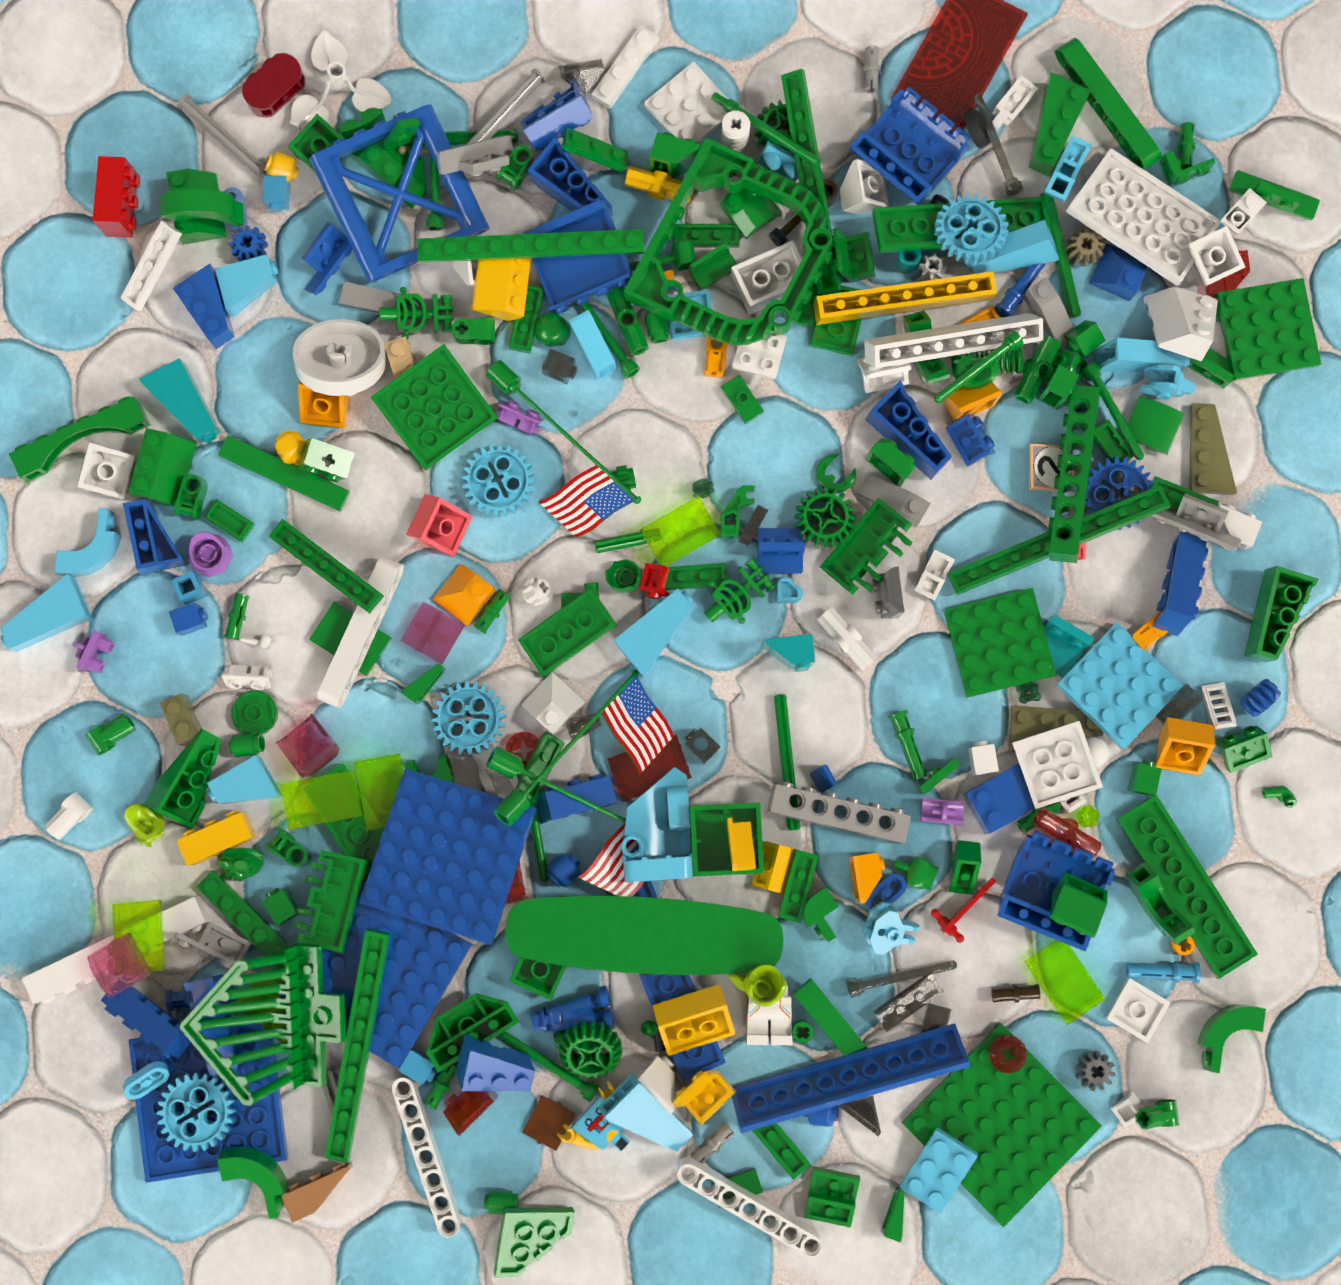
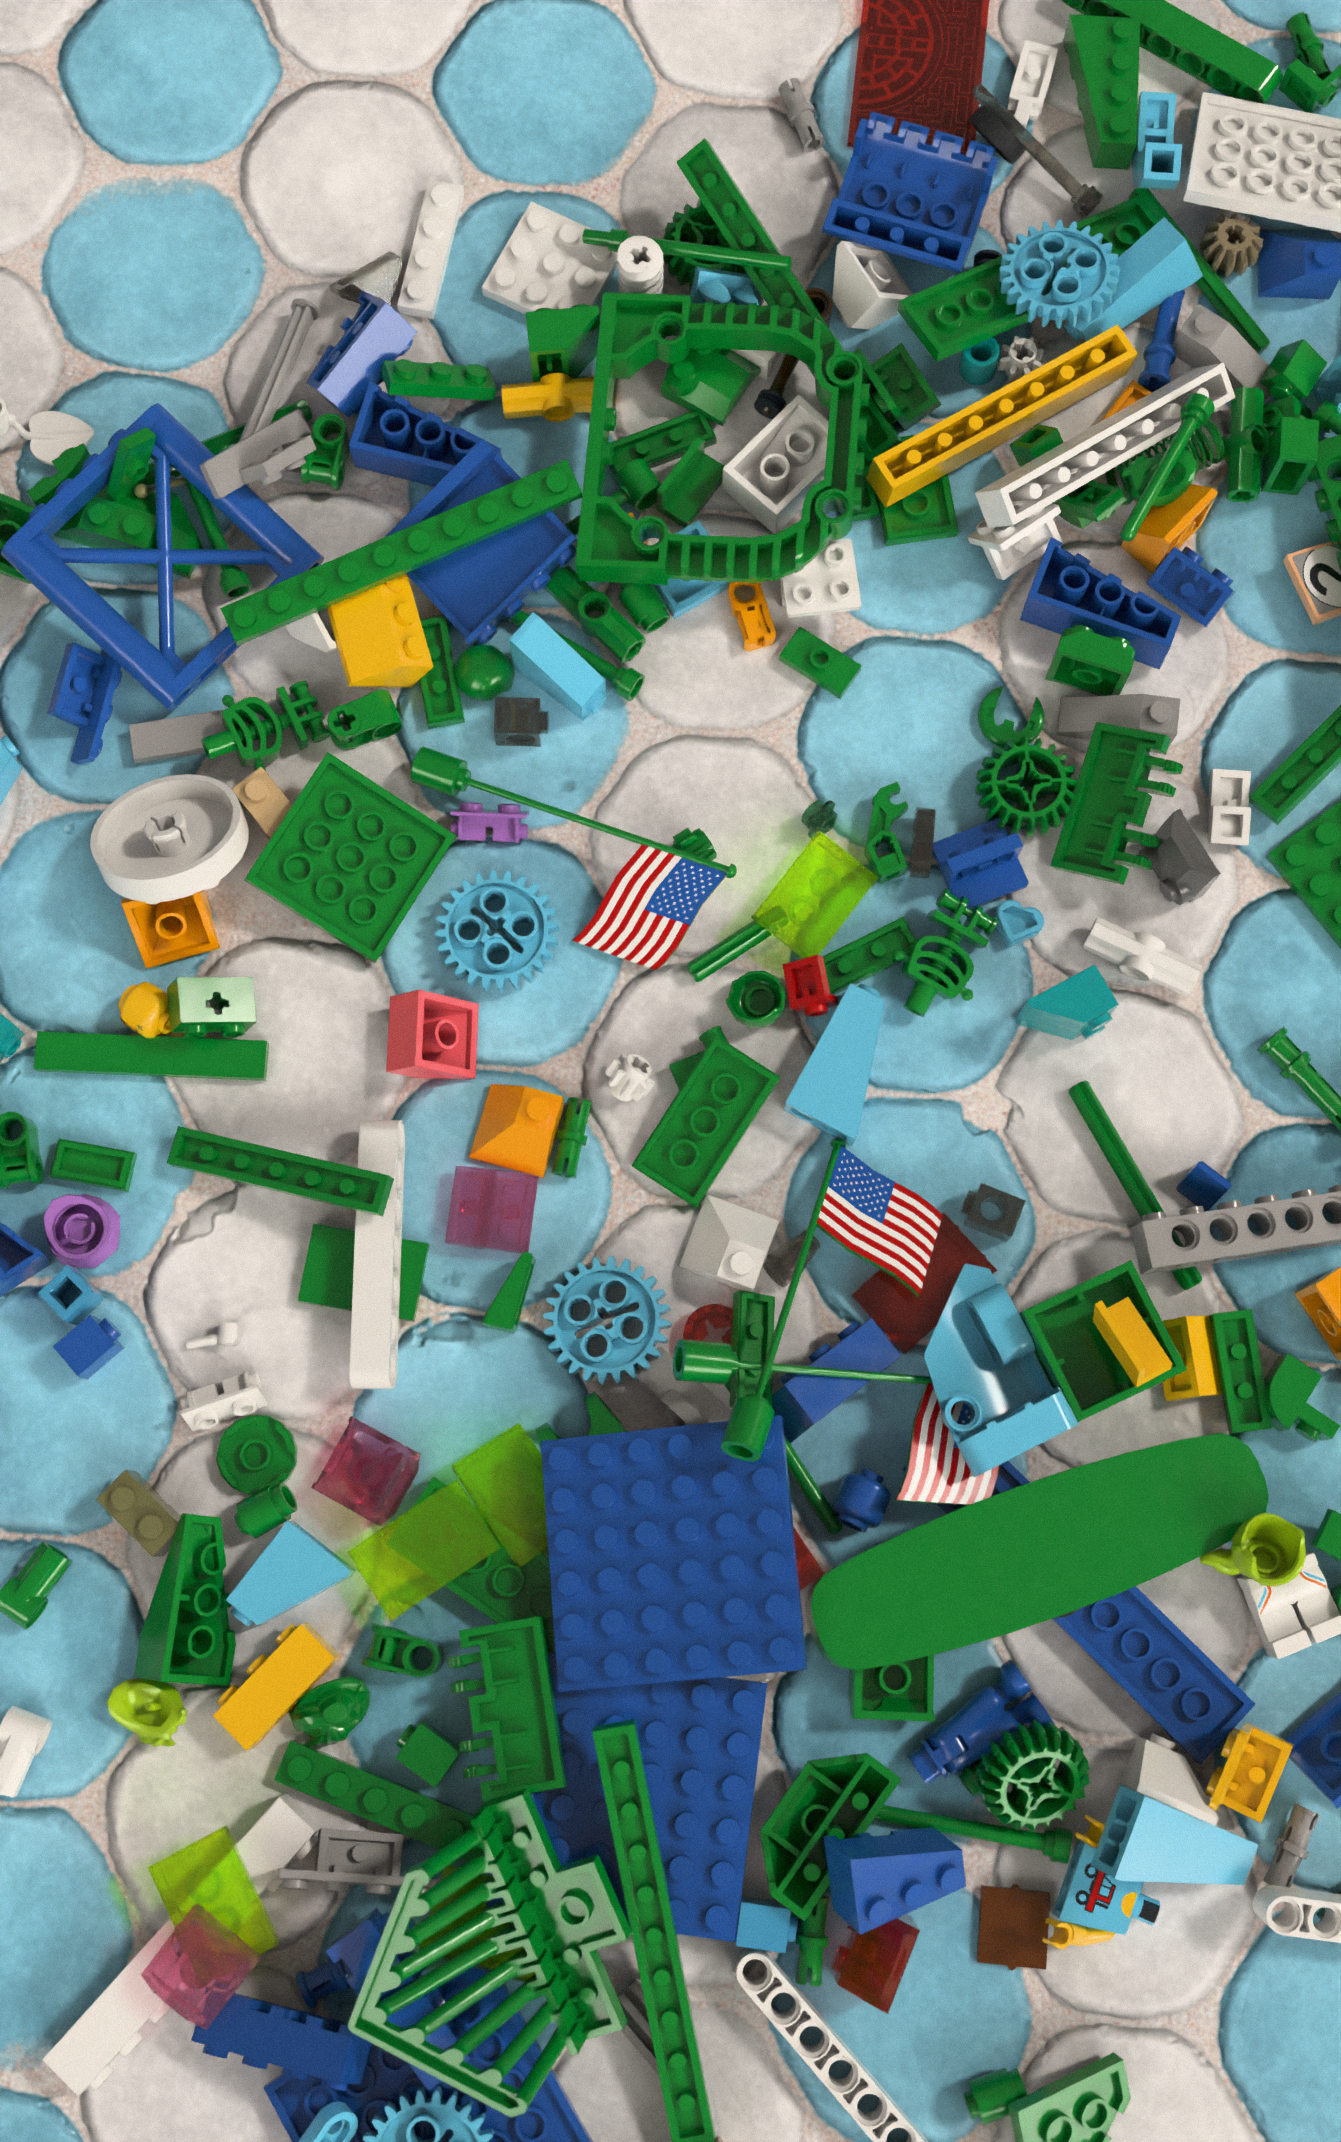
camera: 20 degrees left, 5 degrees down
(236, 616) = (166, 1311): green pin -> none
(651, 1029) = (1119, 1702): arm -> none
(693, 1019) = (1177, 1654): yellow slope -> none

